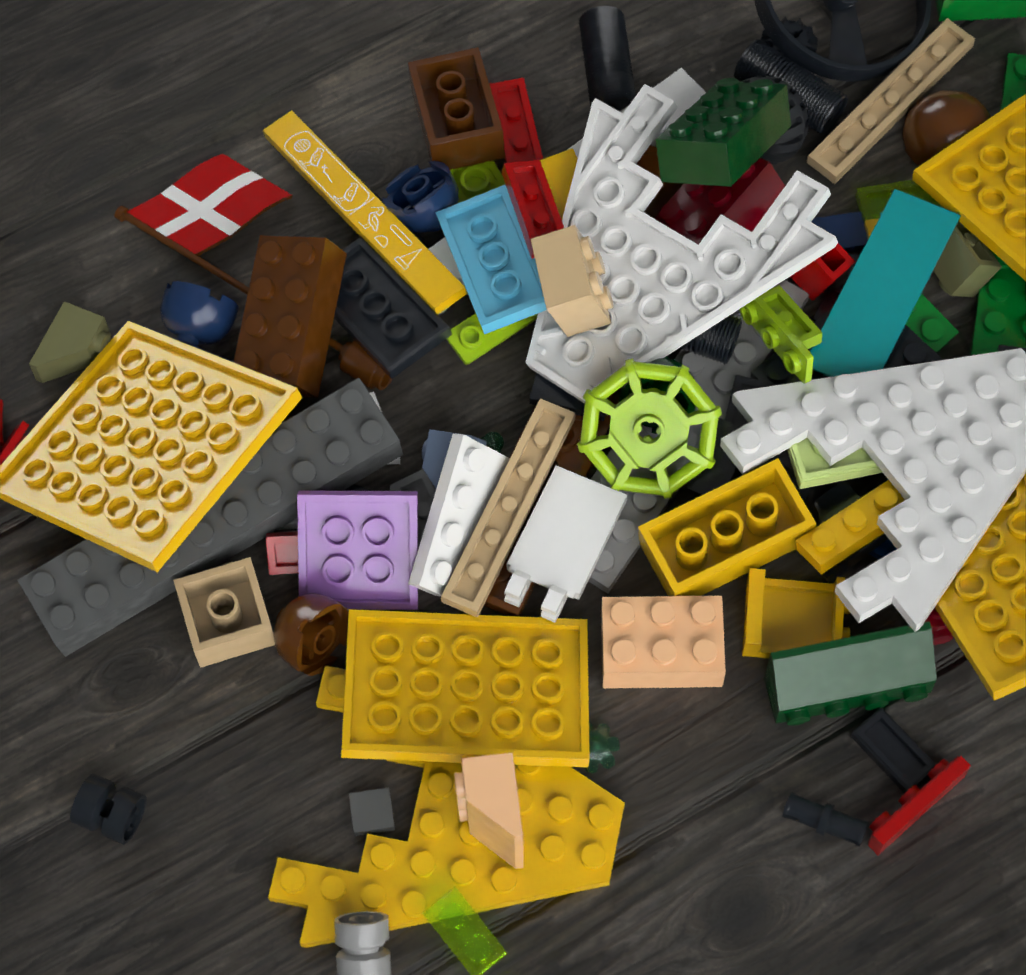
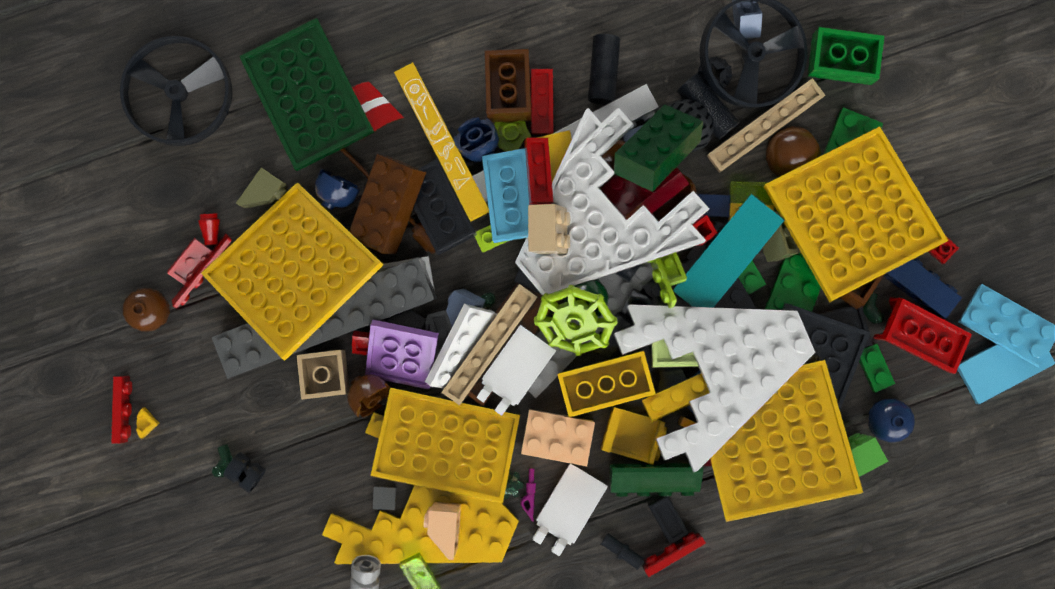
camera: 10 degrees right, 20 degrees up
(66, 792) = (225, 459): none -> clear green arm
(124, 186) = (306, 94): none -> dark green plate
(634, 748) = (530, 490): none -> magenta hand
(710, 763) = (569, 507): none -> white tile

